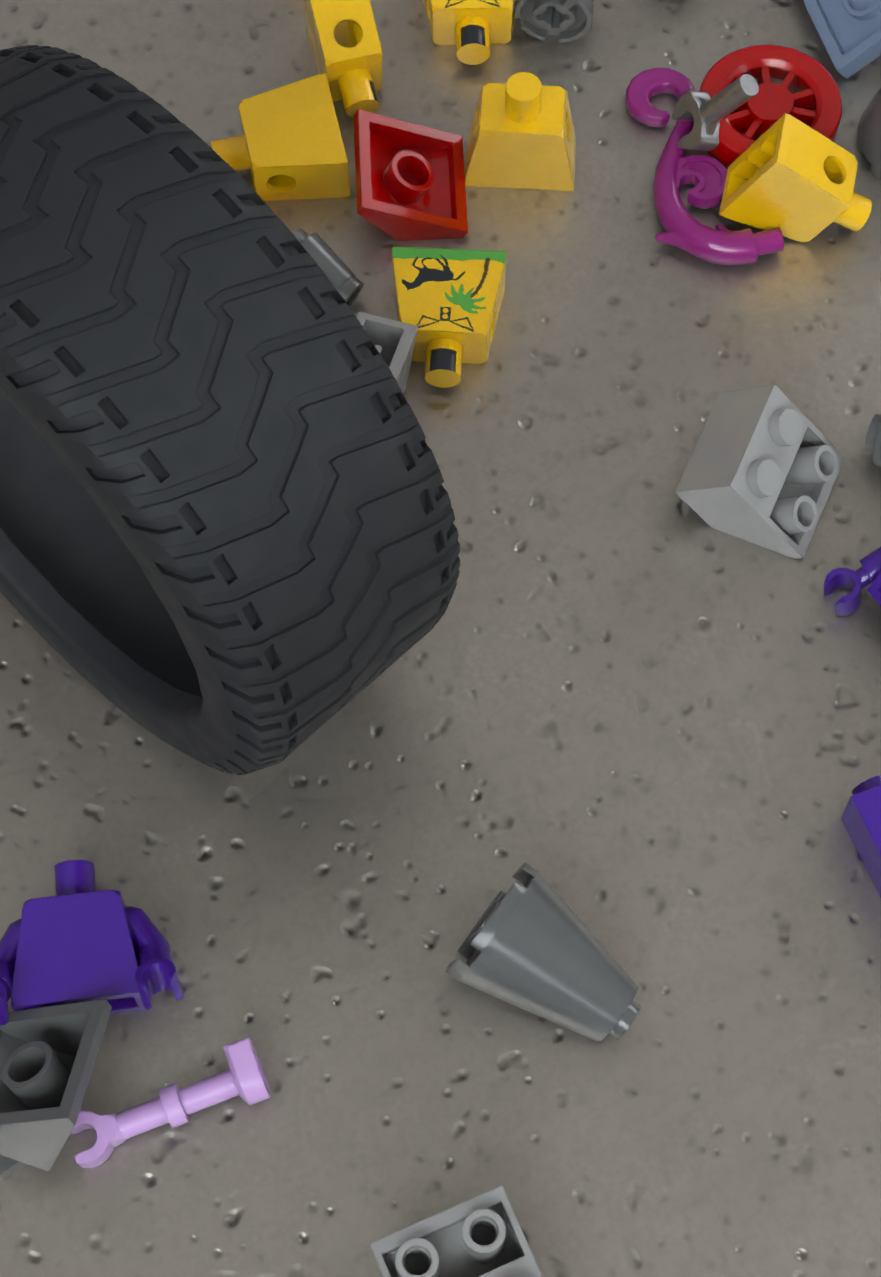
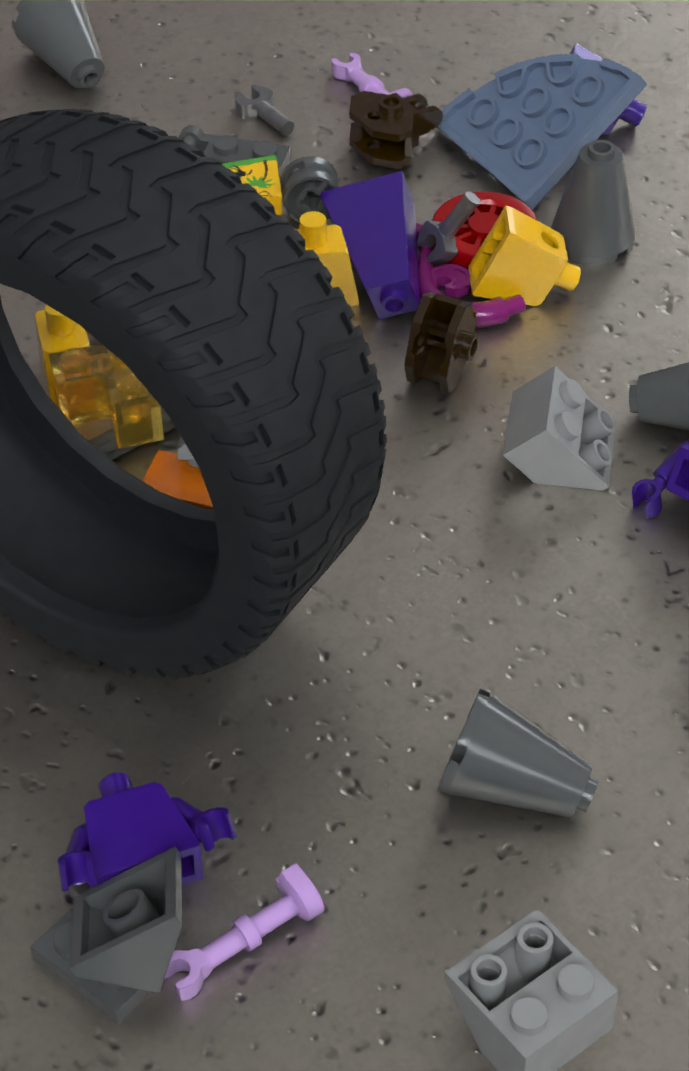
camera: 15 degrees left, 20 degrees down
(621, 105) = (380, 239): none -> dark purple slope
(651, 292) = (441, 340): none -> dark brown hinge

